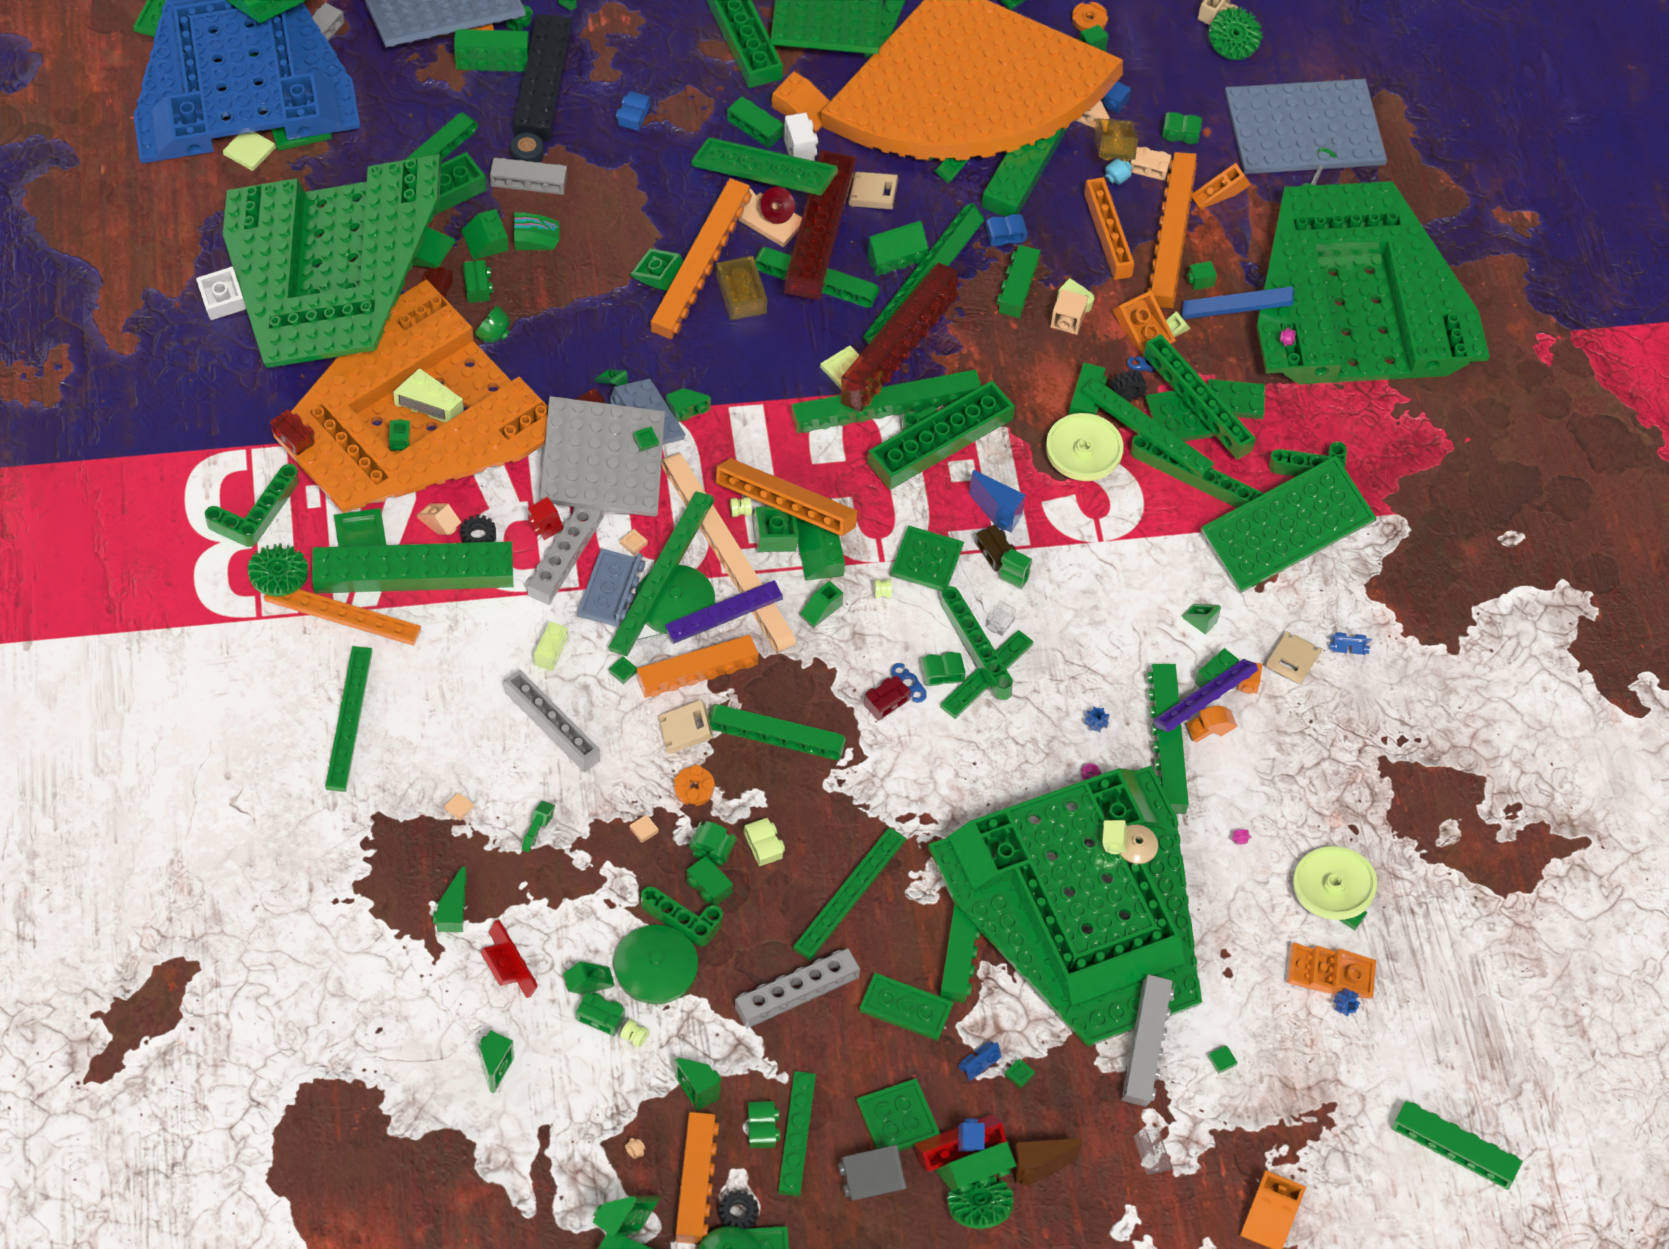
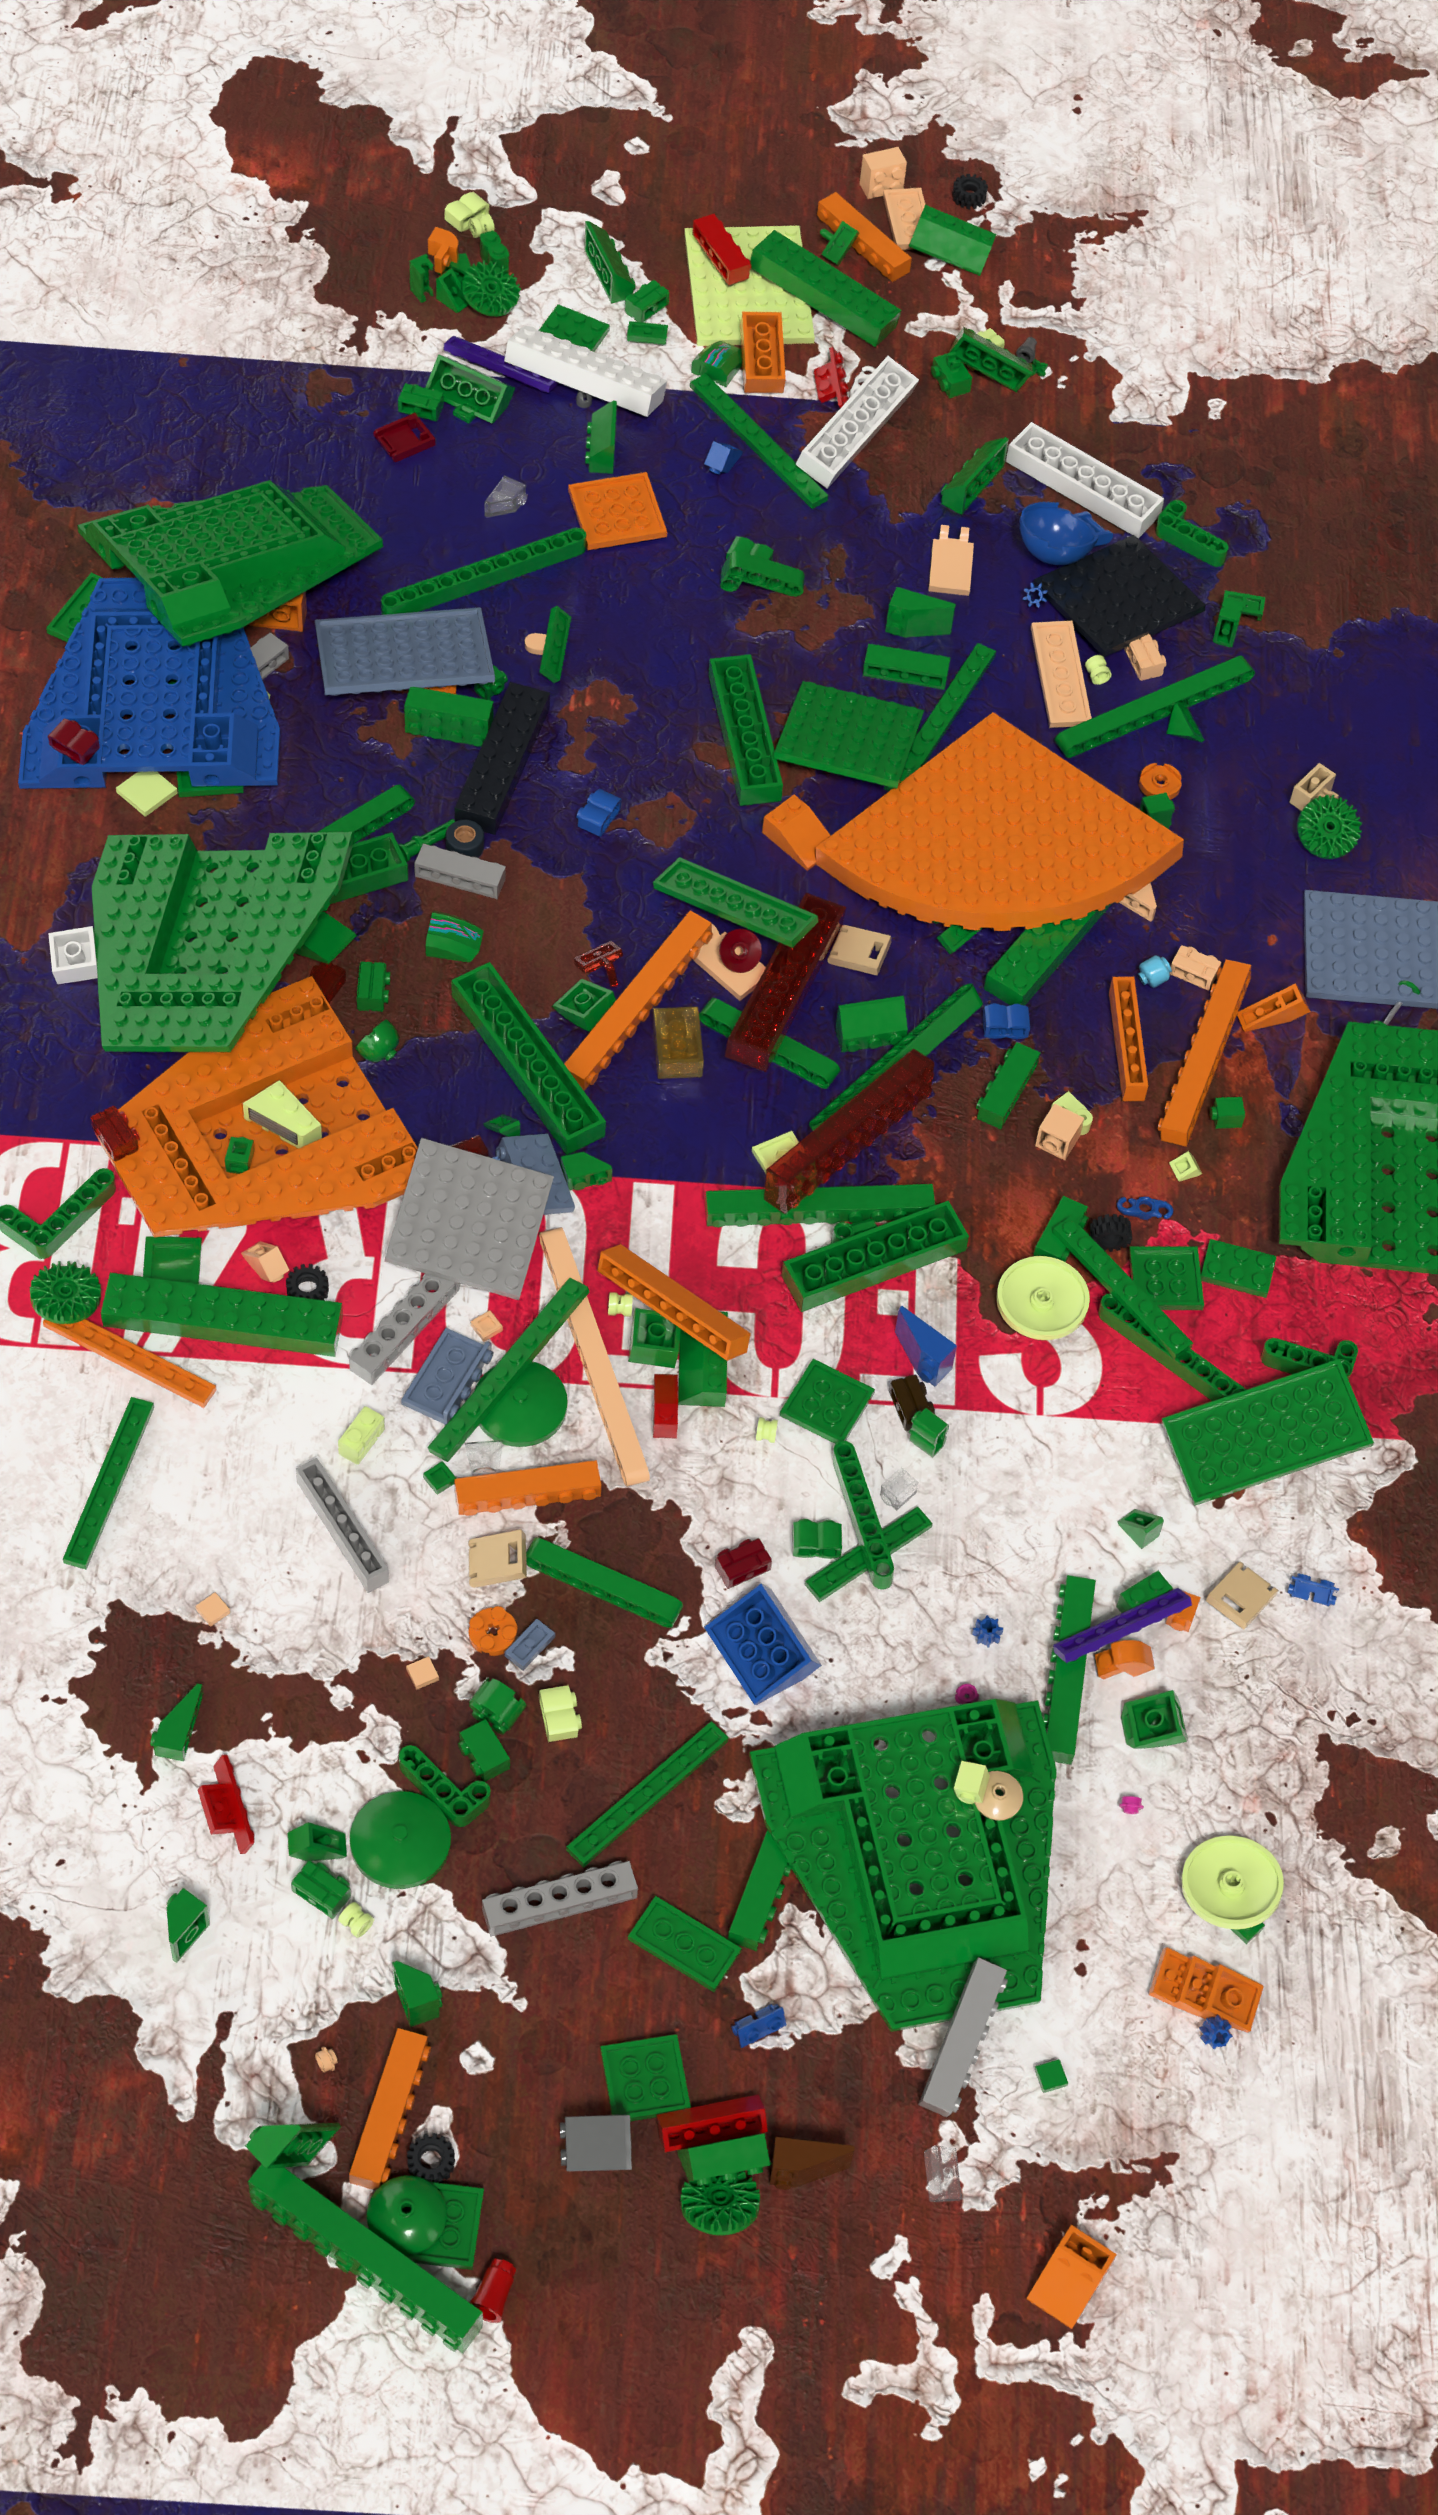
camera: 10 degrees right, 0 degrees up
(183, 115) = (73, 741): none -> dark red brick
(485, 235) = (394, 933): green slope -> none
(487, 158) = (414, 845): none -> green pin
(541, 817) = (303, 1639): green piece -> none
(545, 519) = (386, 1282): red brick -> none
(620, 319) = (528, 1058): none -> green brick
(646, 438) = (523, 1206): green plate -> none
(662, 227) = (601, 956): none -> clear red plate
(724, 611) = (571, 1427): dark purple plate -> none
(727, 791) = (529, 1644): none -> sand blue plate
(755, 122) = (738, 847): green brick -> none
(762, 1124) = (481, 2058): green brick -> none
(795, 582) = (665, 1406): none -> red slope
(797, 1134) = (521, 2076): green plate -> none
(800, 137) = (785, 874): white brick -> none
(822, 604) = (690, 1437): green slope -> none
(917, 687) = (782, 1555): blue piece -> none
(917, 760) = (762, 1645): none -> blue slope
(971, 1136) = (723, 2119): blue brick -> none
(1019, 1073) = (802, 2050): green plate -> none
(1115, 139) = (1158, 933): clear yellow brick -> none
(1117, 97) = (1172, 882): blue brick -> none
(1143, 320) = (1147, 1160): orange slope -> none
(1182, 128) = (1242, 931): green brick -> none
(1199, 396) = (1192, 1259): green brick -> none
(1238, 302) = (1263, 1153): blue tile -> none
(1245, 768) = (1154, 1721): none -> green slope
(1288, 337) = (1312, 1204): dark pink plate -> none
(1457, 1144) = (1315, 2234): green brick -> none

